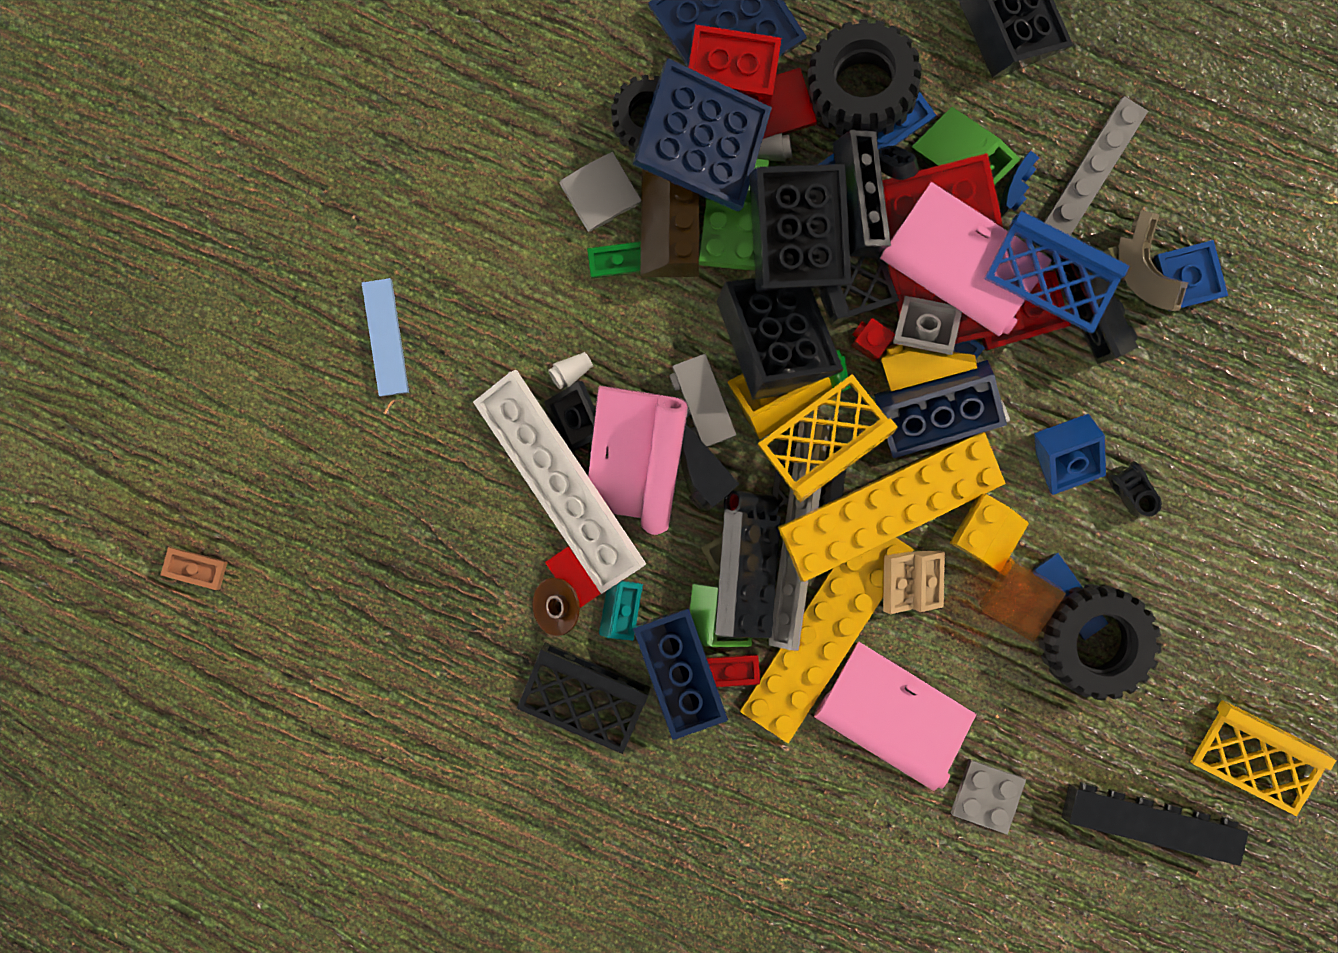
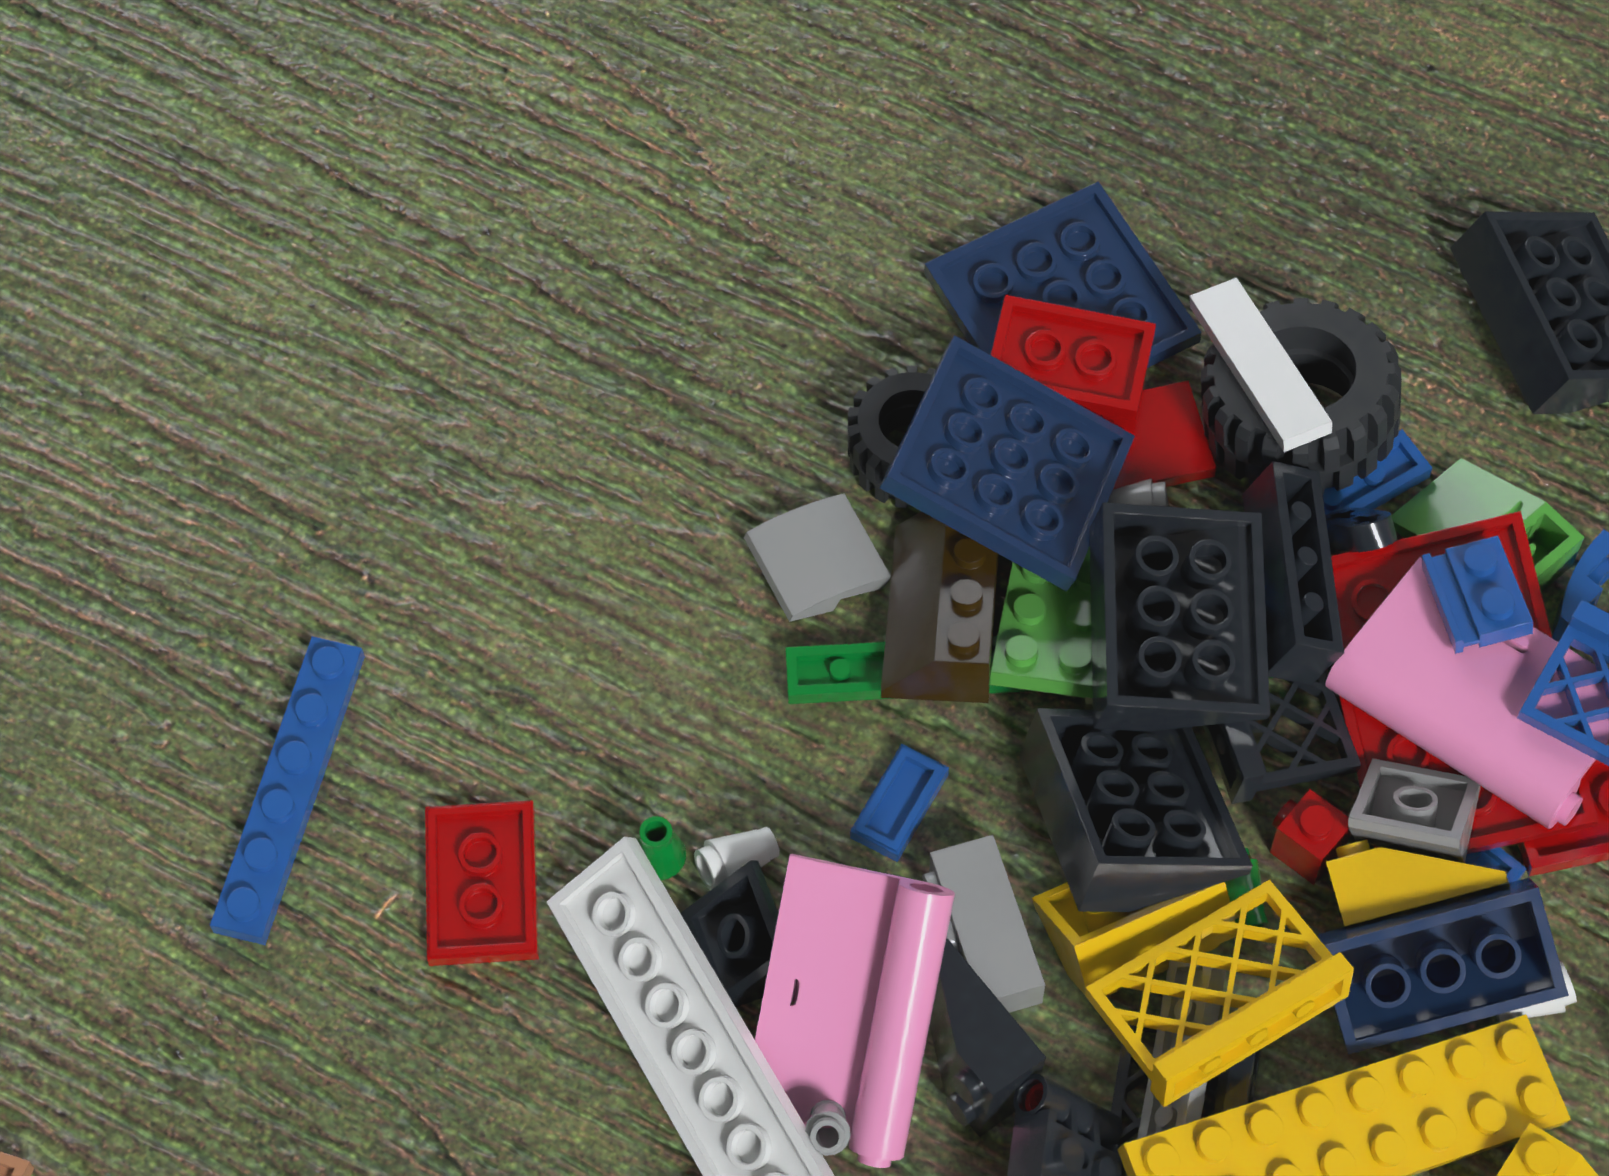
camera: 10 degrees right, 25 degrees down
(328, 345) = (287, 791): none -> blue plate
(385, 337) = (395, 782): light blue tile -> none
(437, 391) = (481, 883): none -> red tile
(536, 373) = (662, 846): none -> green cone
(629, 519) = (828, 1140): none -> light grey pin
(654, 331) = (899, 803): none -> blue tile
(841, 67) = (1260, 365): none -> white tile
(963, 206) = (1477, 594): none -> blue plate

